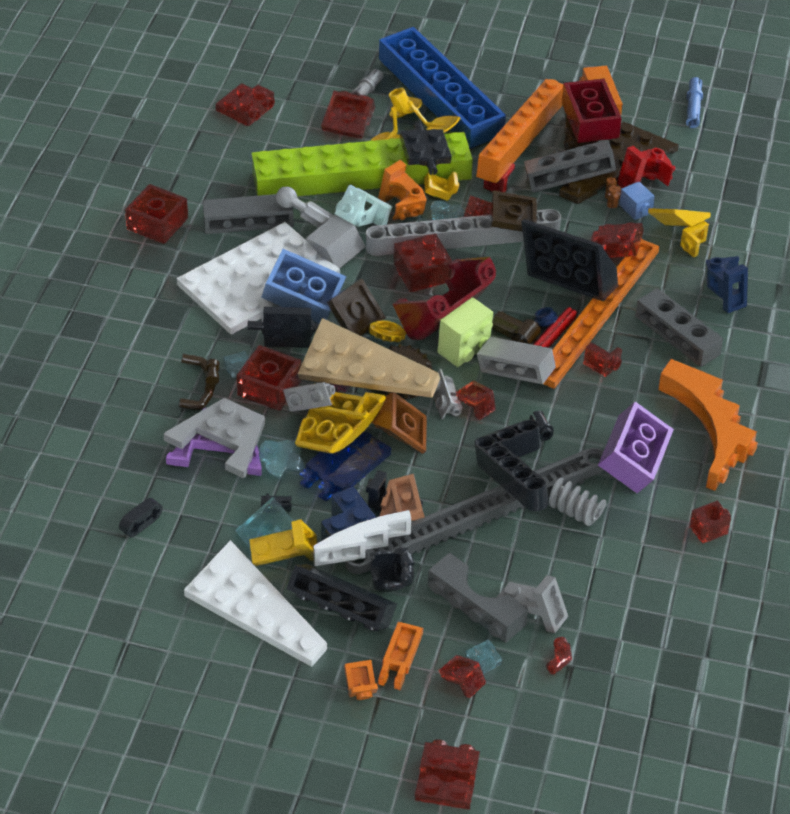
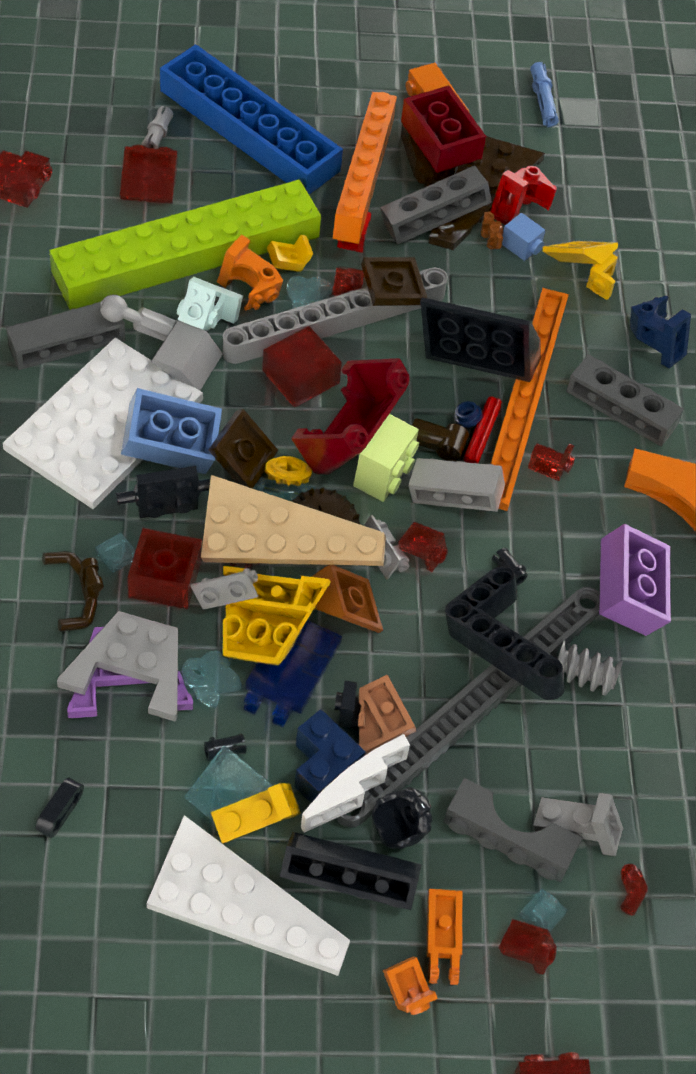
camera: 20 degrees left, 10 degrees up
(403, 105) = (214, 153): yellow plant -> none
(425, 147) = (263, 210): black plate -> none
(619, 239) = (519, 294): clear red plate -> none

